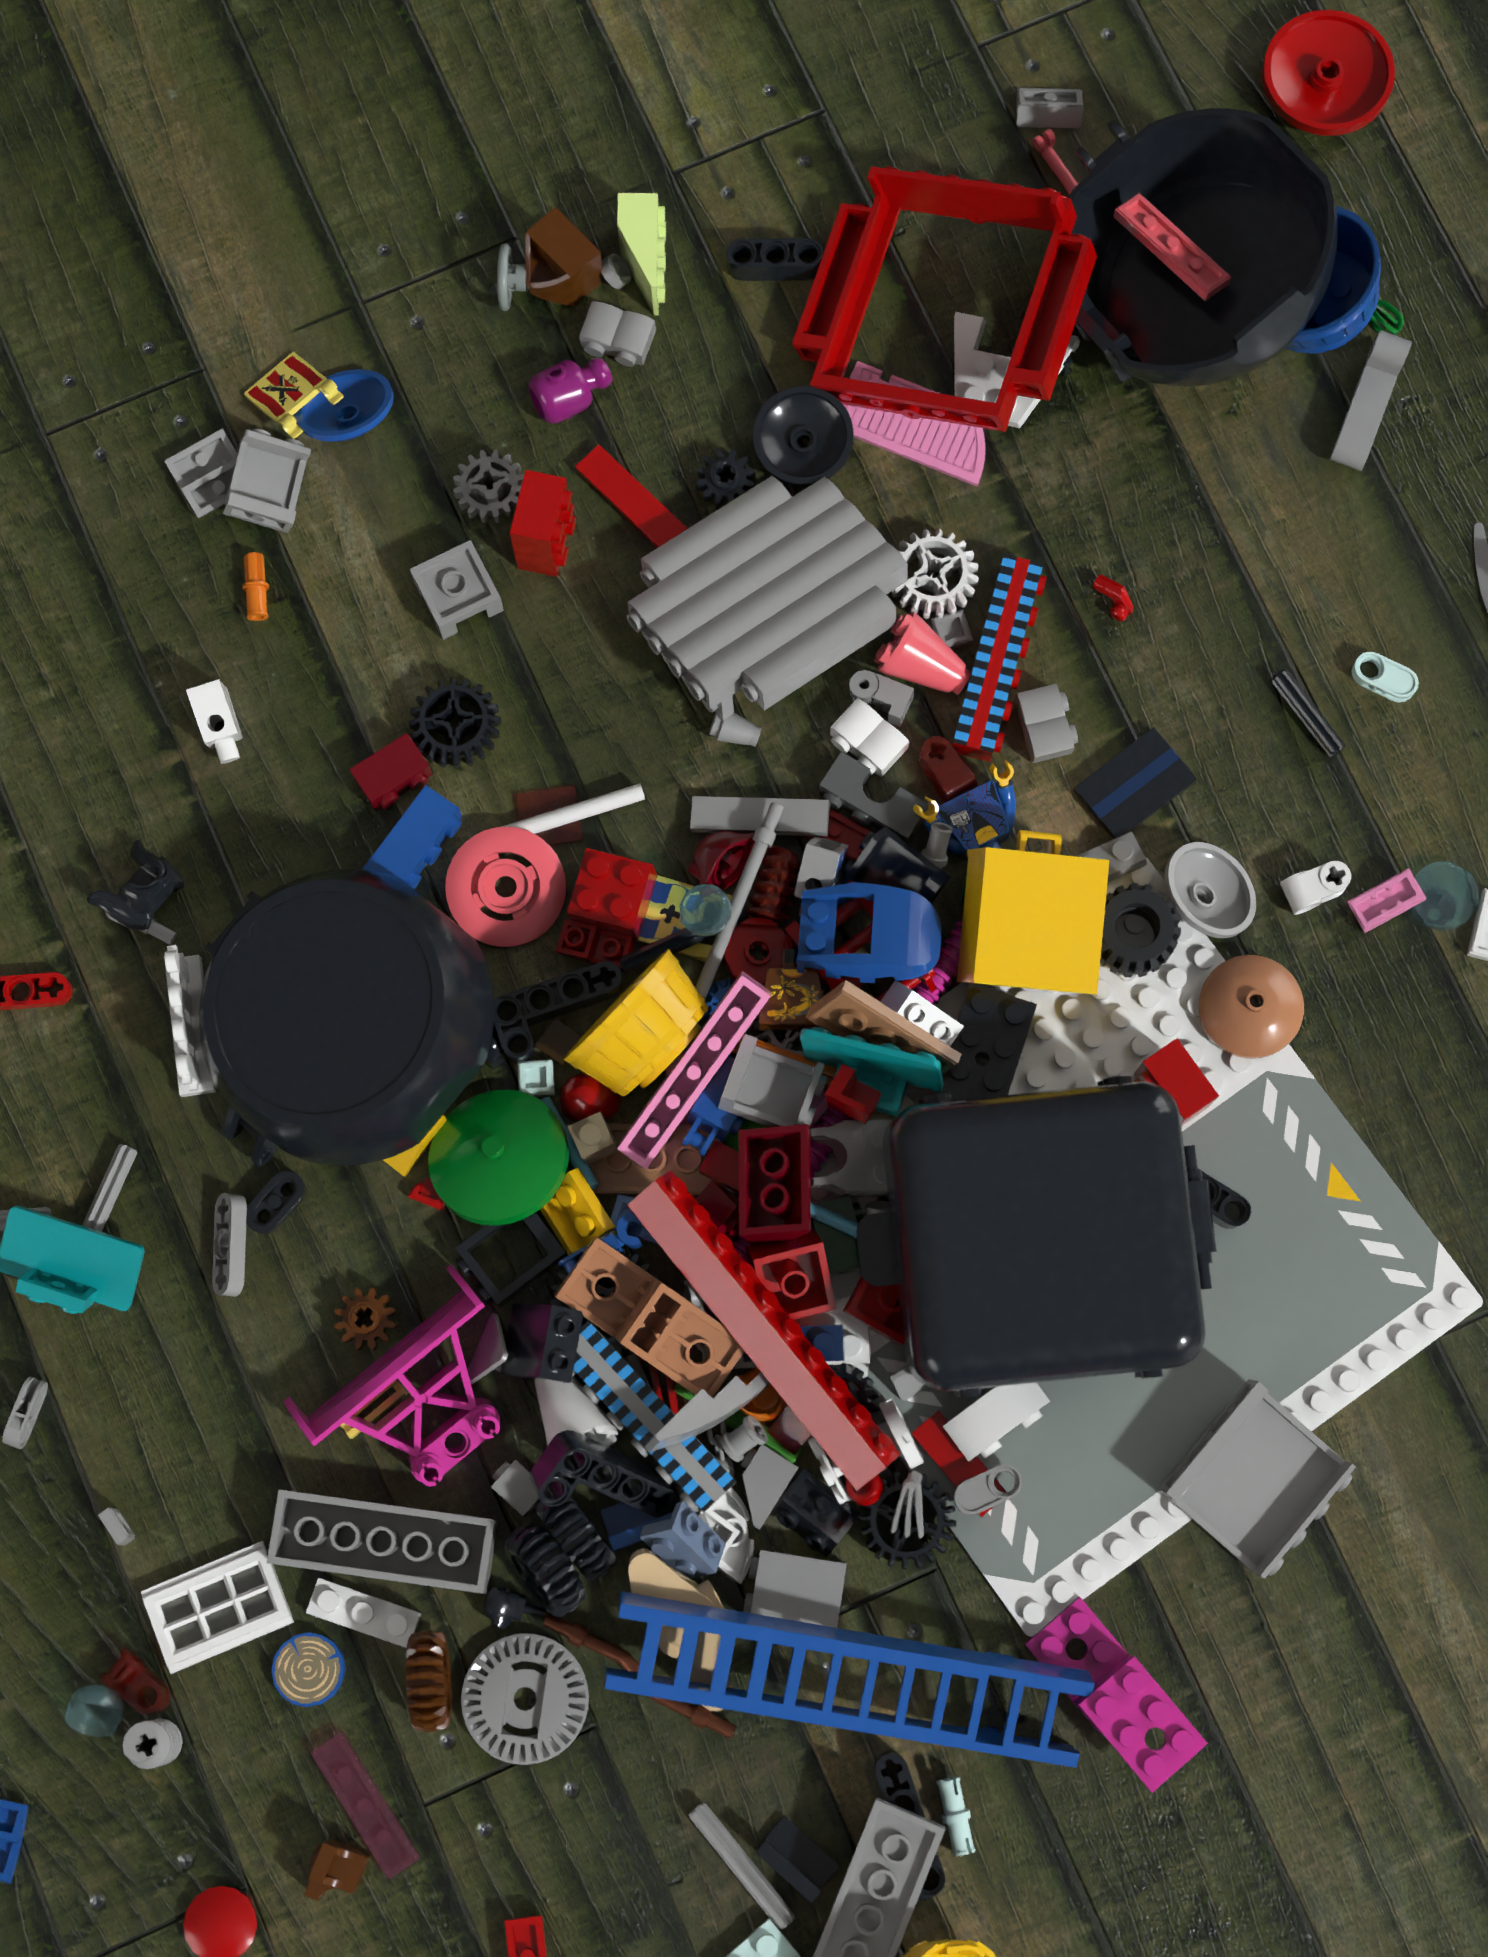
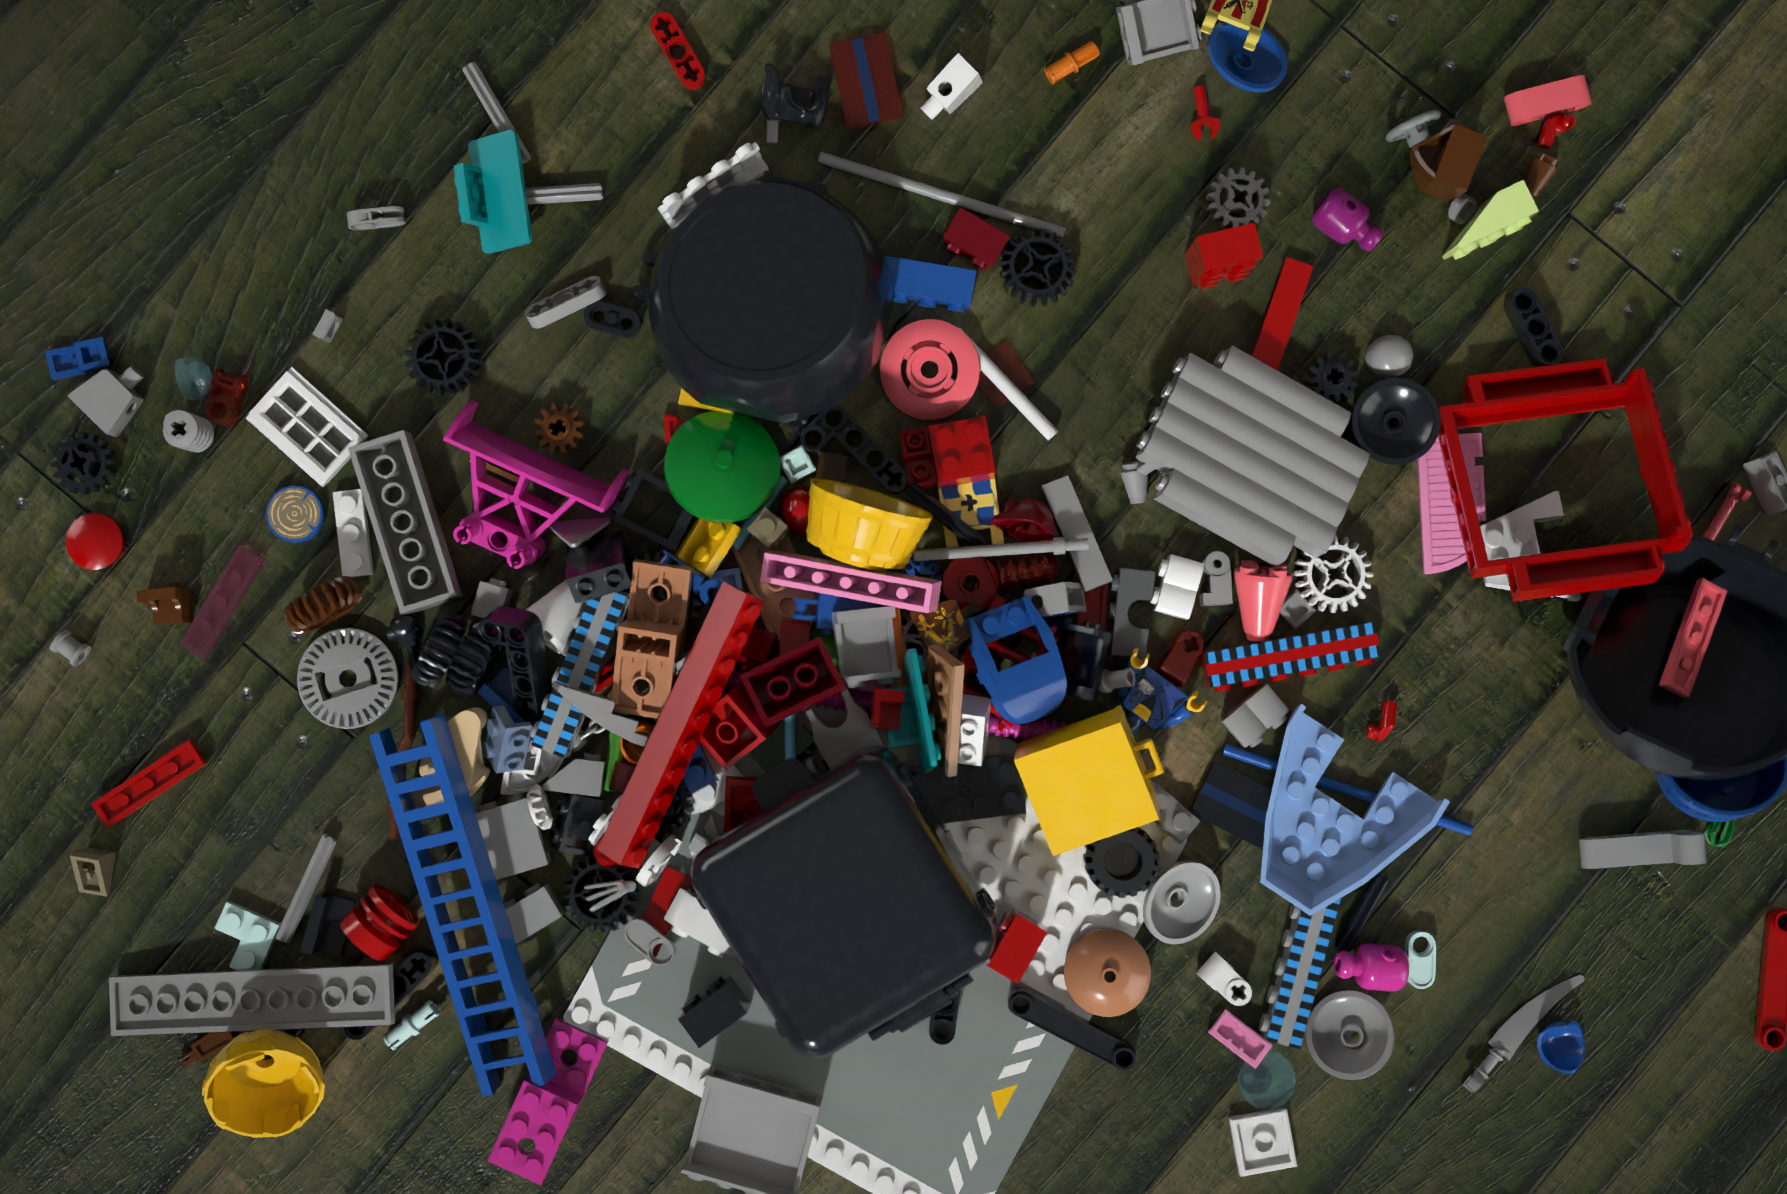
camera: 65 degrees right, 10 degrees up
(66, 1822) = (109, 399): none -> light grey torso
(126, 1874) = (72, 458): none -> black gear
(160, 808) = (866, 81): none -> clear red tile
(215, 1426) = (432, 358): none -> black gear
(320, 790) = (940, 194): none -> light grey piece
(383, 481) = (1203, 116): none -> red bar
(456, 587) = (1143, 215): light grey panel -> none
(547, 138) = (1547, 100): none -> coral beam
(576, 145) = (1554, 126): none -> red arm
(616, 177) = (1540, 172): none -> reddish brown cone
(617, 334) = (1410, 236): light grey brick -> none
(705, 910) = (979, 529): clear light blue hair -> none
(731, 413) = (1389, 356): none -> light grey hair
(743, 1438) = (601, 747): light grey bush -> none
(777, 1542) = (539, 807): none -> white gear
(822, 1790) = (379, 923): none -> red wheel
(892, 1608) = (533, 912): none -> light grey brick
(1097, 1451) = (714, 1011): none -> black brick
(1167, 668) = (1335, 785): none -> blue piece
(1214, 719) = (1318, 846): none -> light blue piece
(1295, 1072) = (1072, 1028): none -> black piece
(1327, 795) = (1297, 975): none -> brick
(1371, 724) = (1374, 967): none -> dark pink piece
(1409, 782) = (1330, 1032): none -> light grey dish

